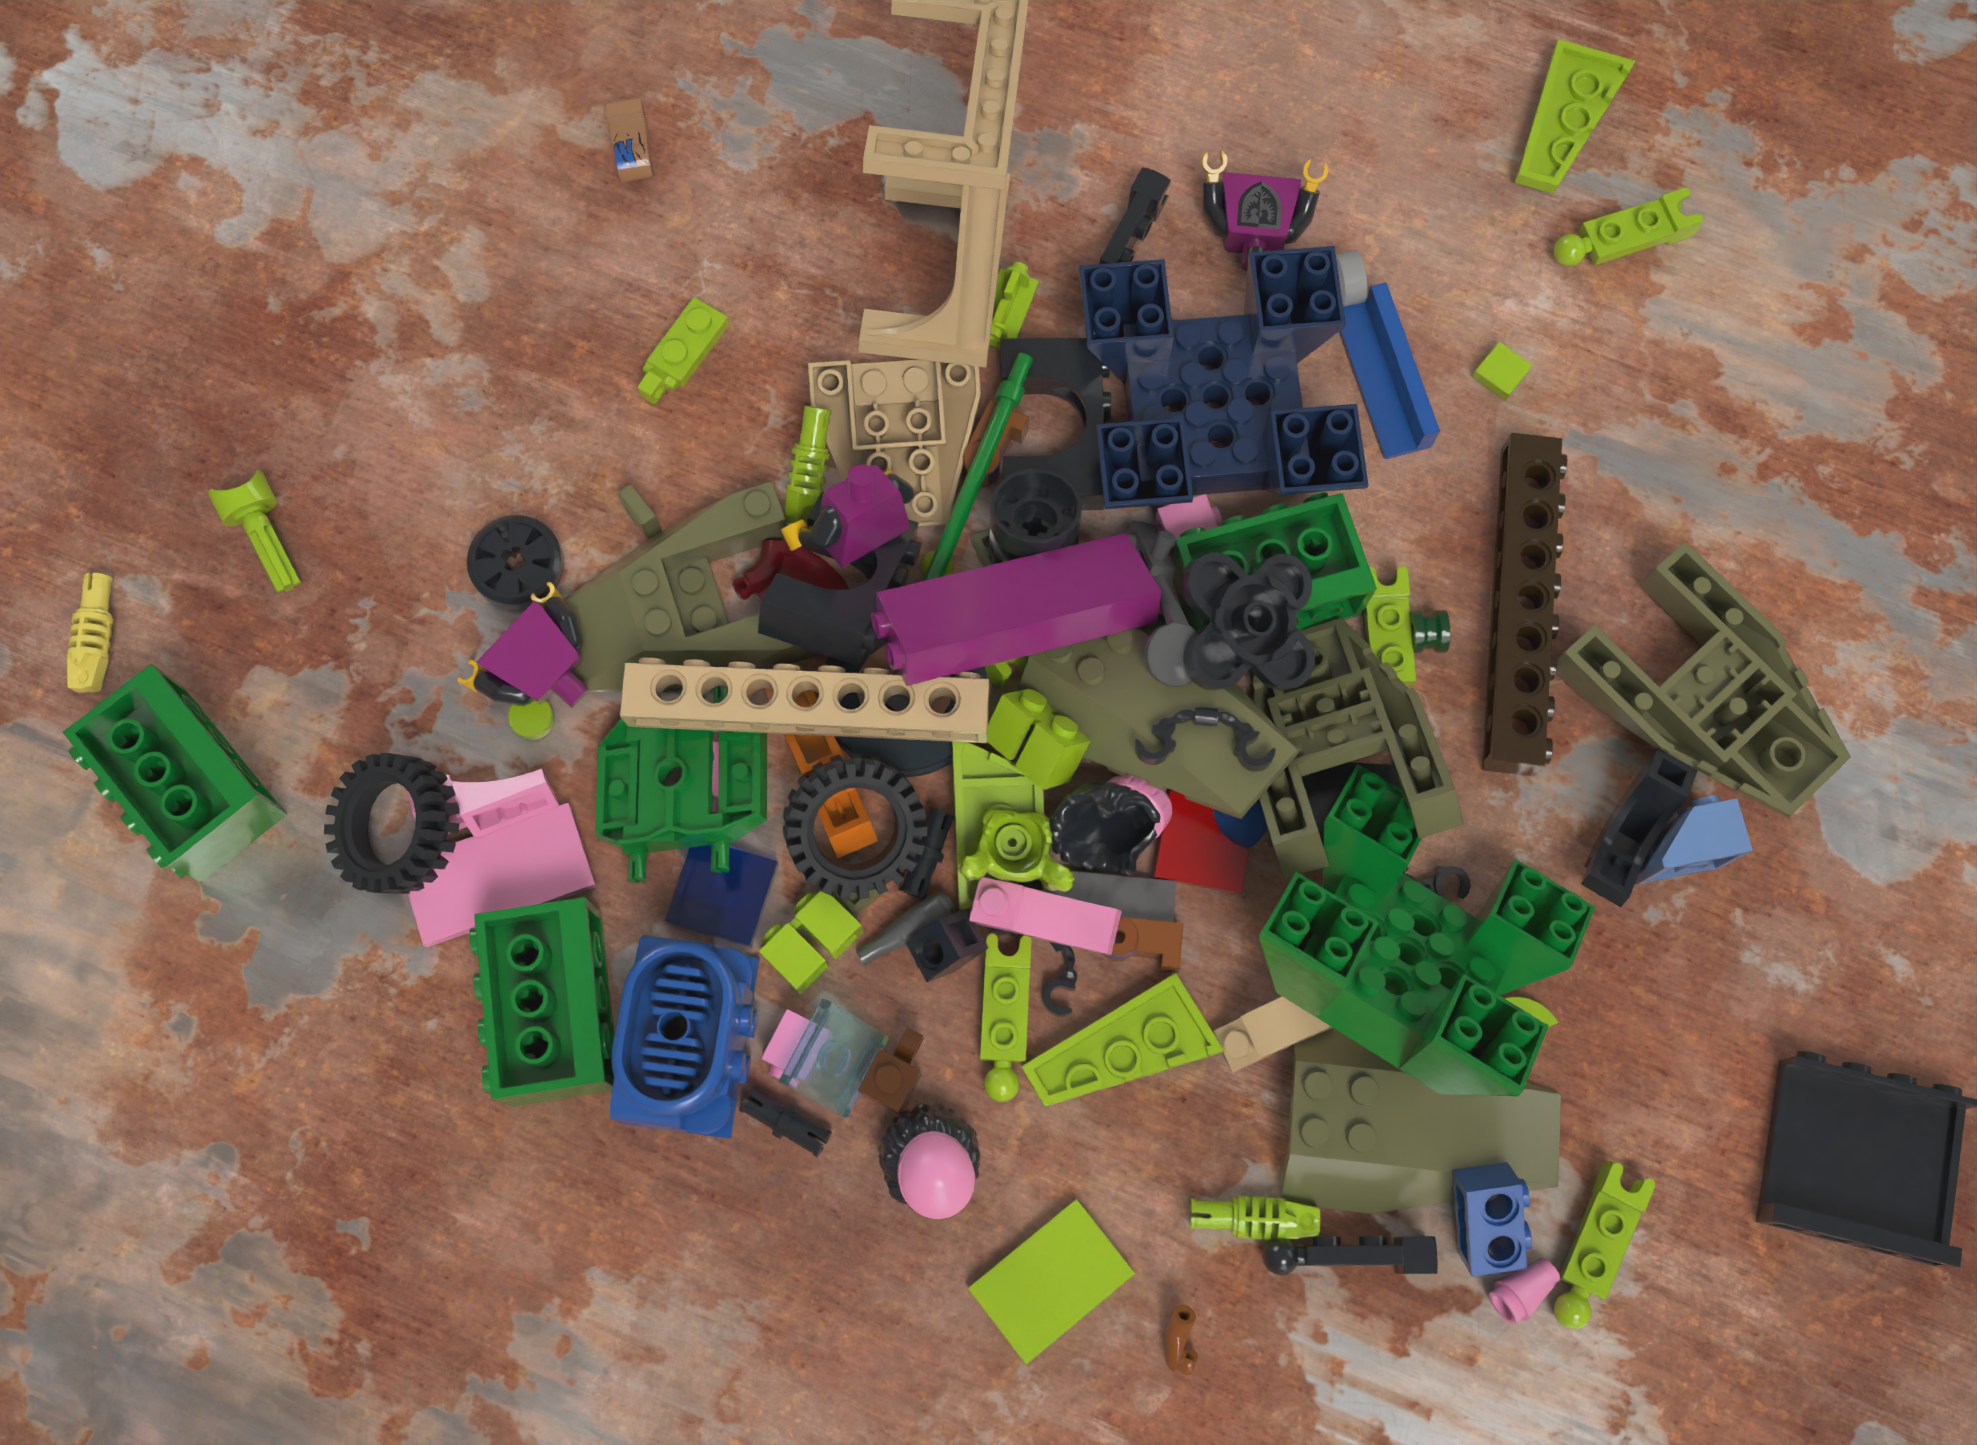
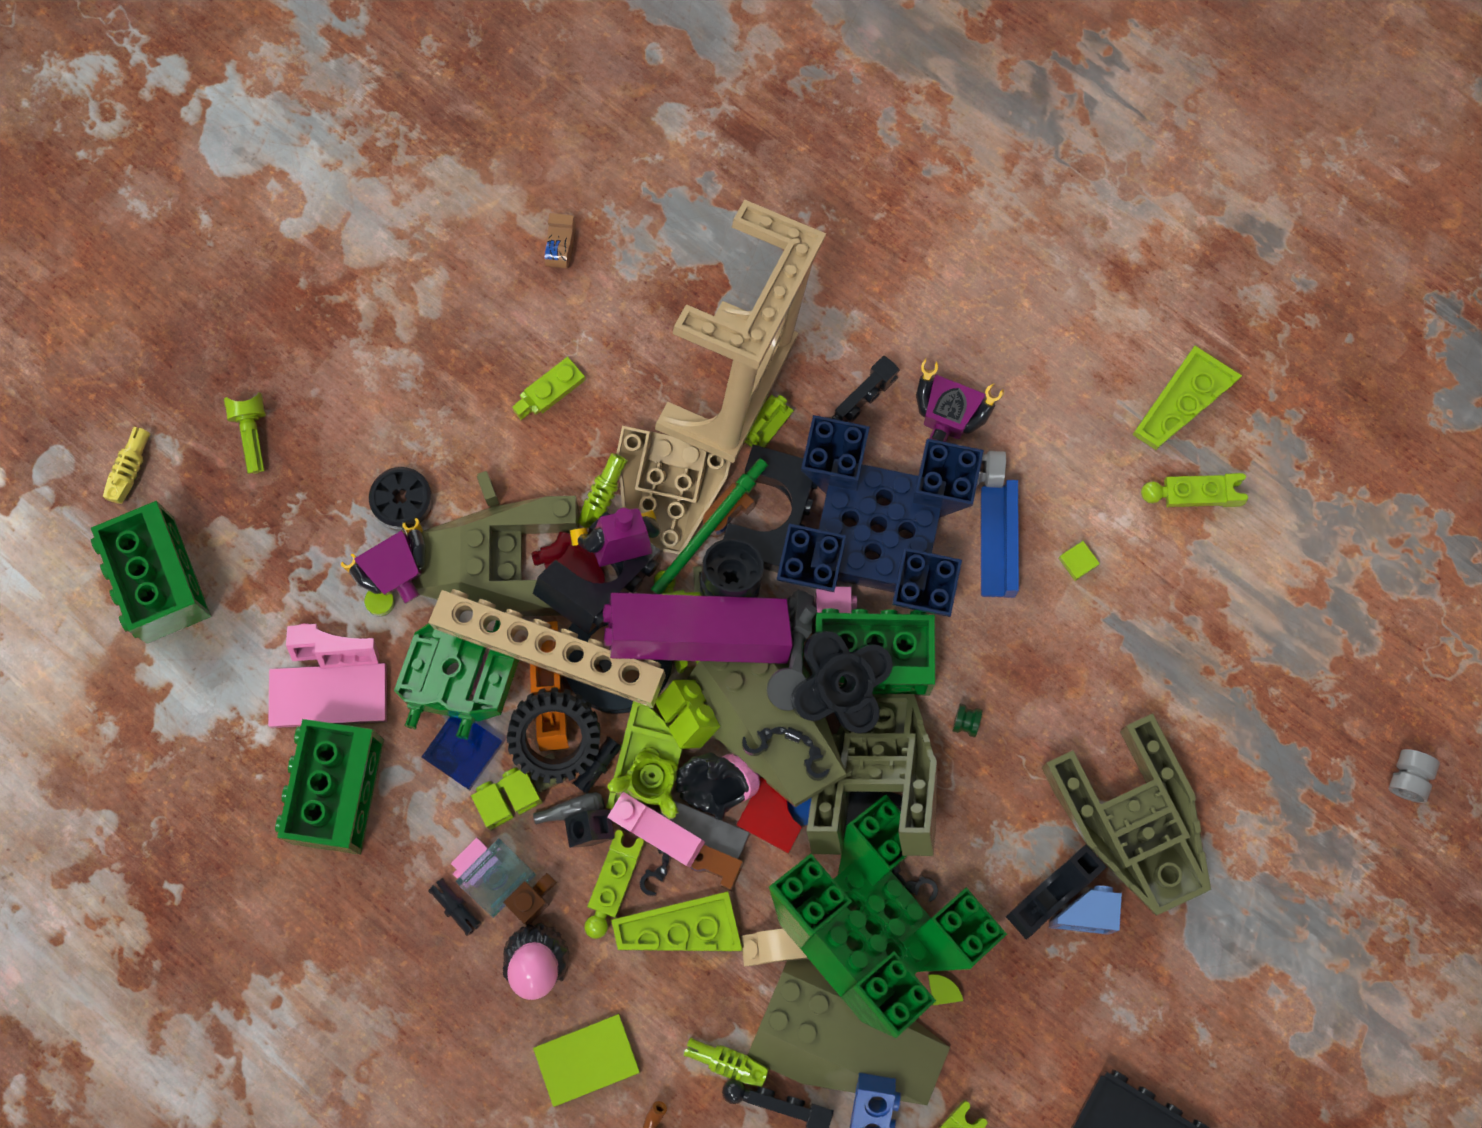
camera: 20 degrees right, 0 degrees up
(353, 815) = (247, 637): black tyre -> none
(690, 1080) = (409, 862): blue brick -> none
(1389, 625) = (943, 711): lime plate -> none
(1503, 747) = (1082, 629): dark brown brick -> none

